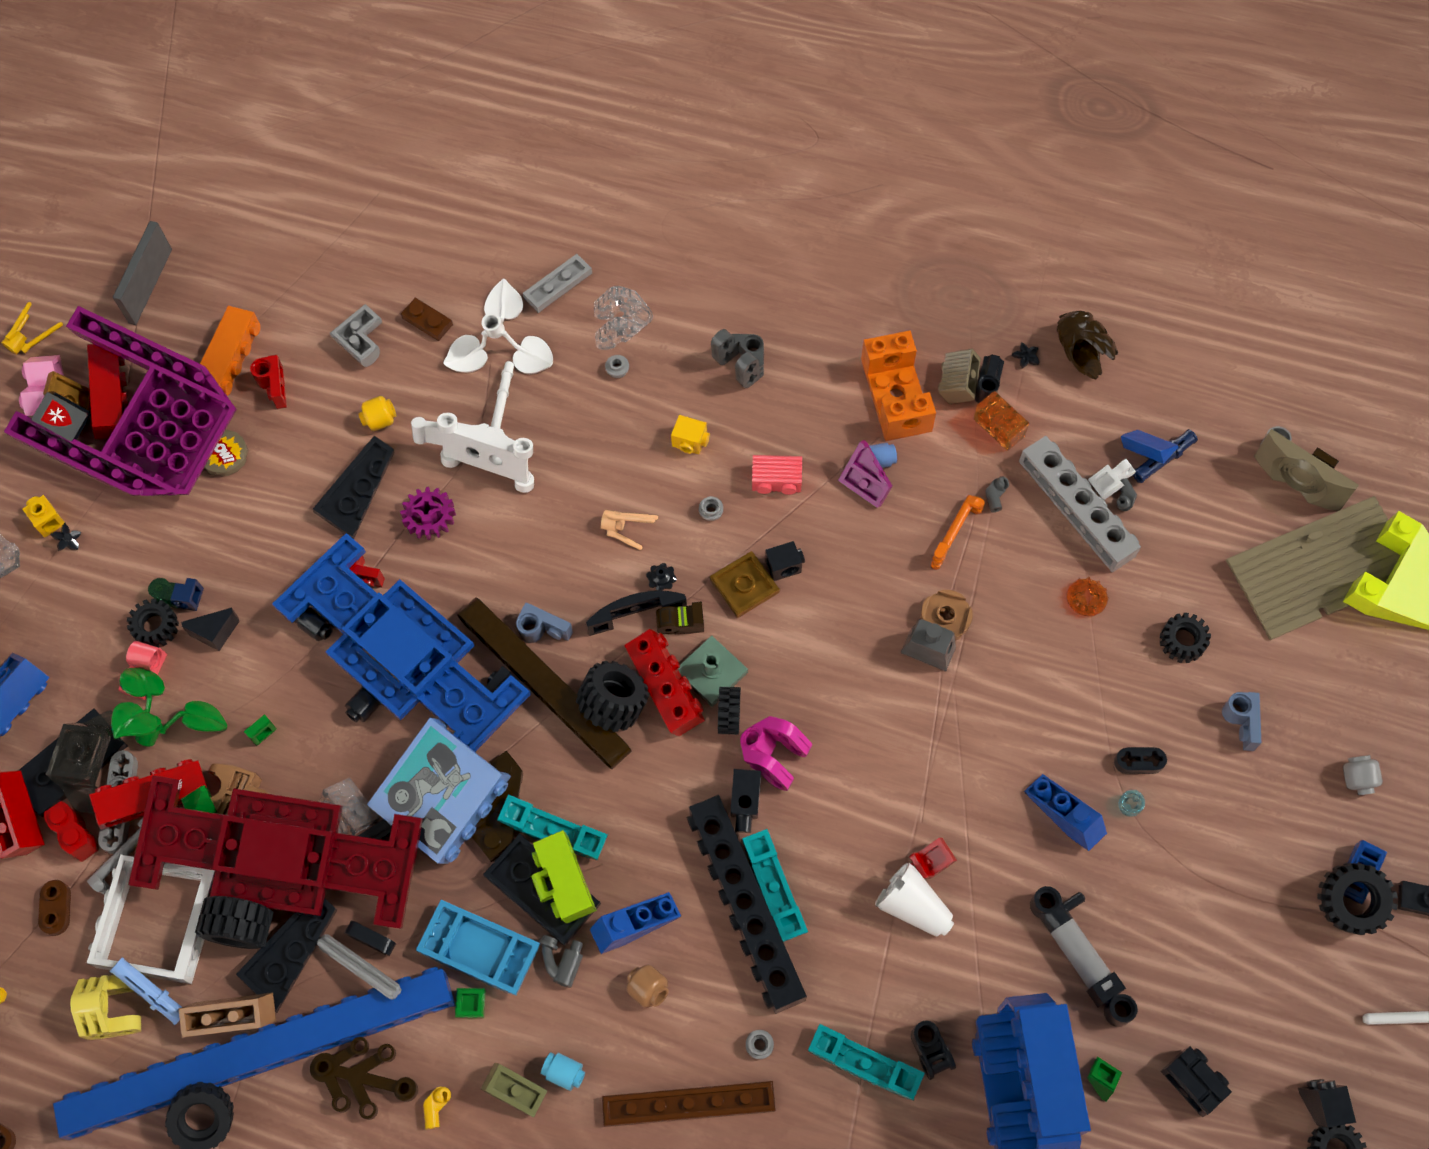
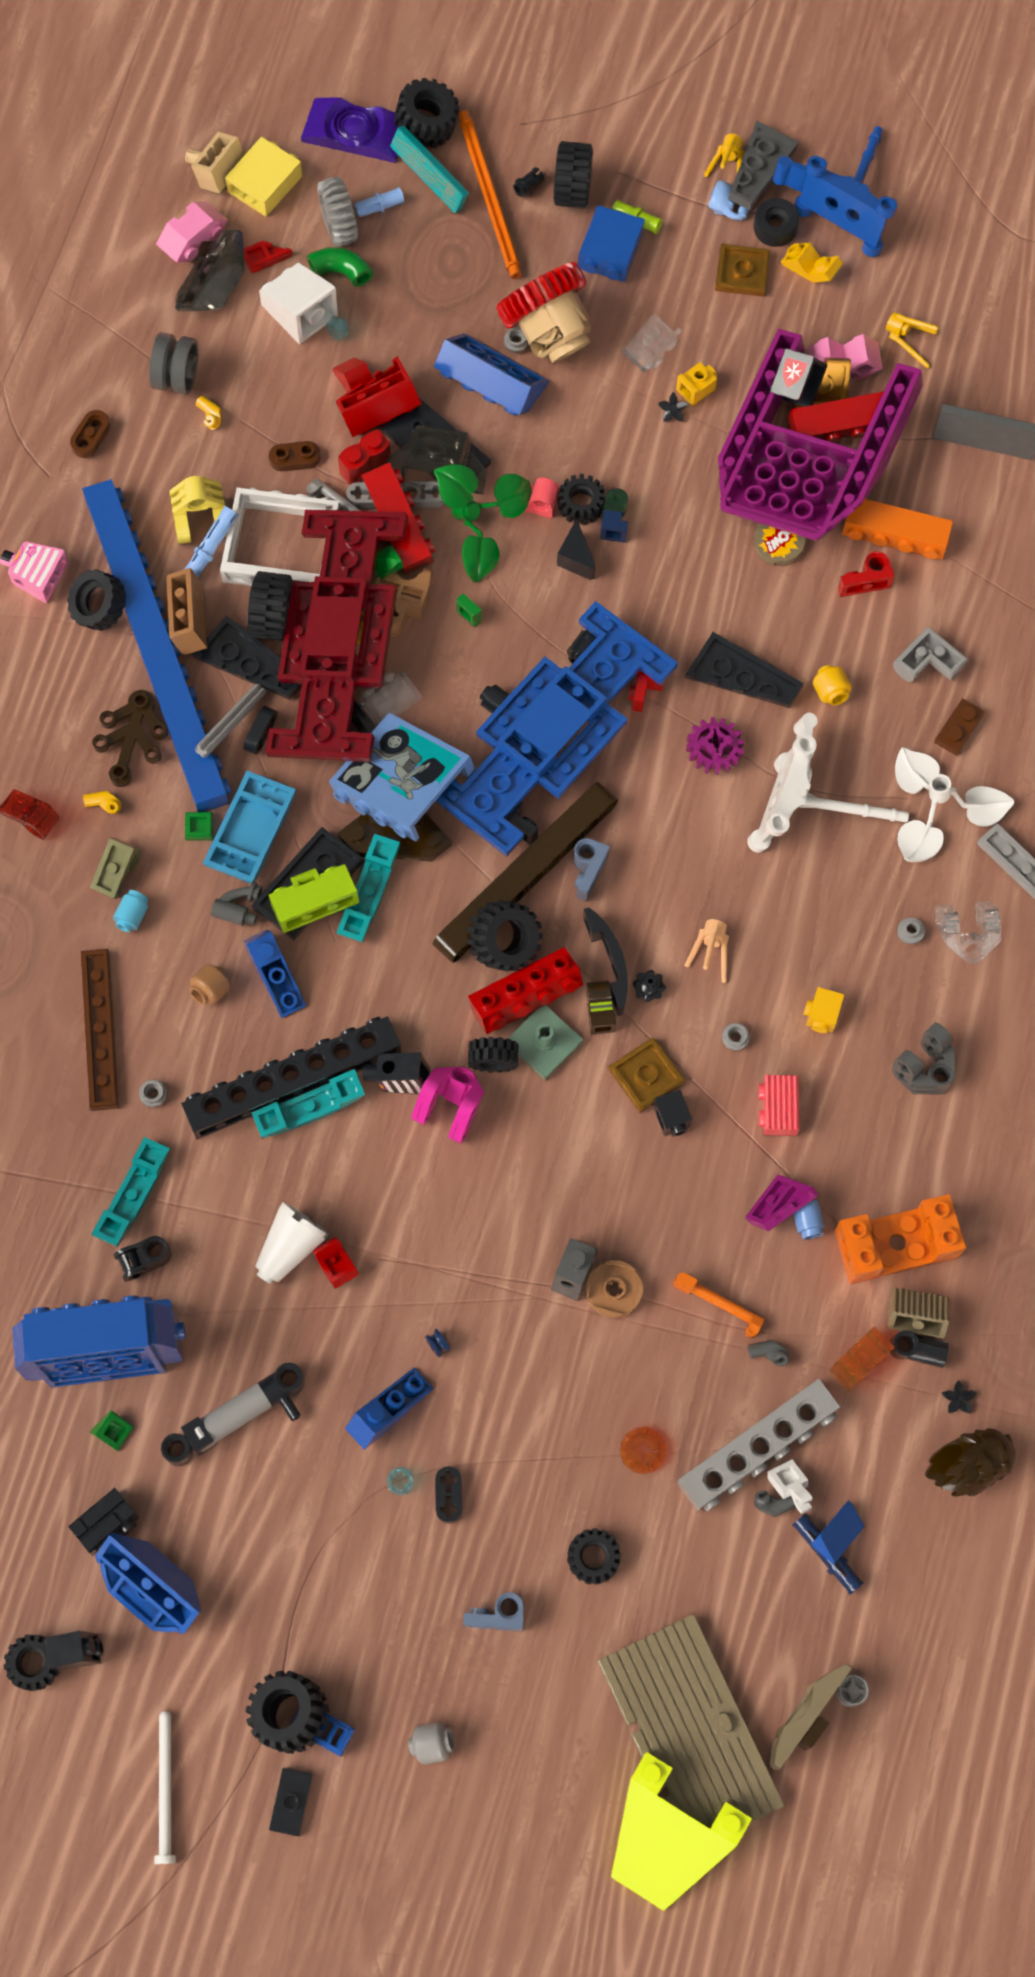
camera: 85 degrees right, 5 degrees up
(1003, 767) = (437, 1343): none -> dark blue bush
(1254, 1030) = (148, 1584): none -> blue wedge

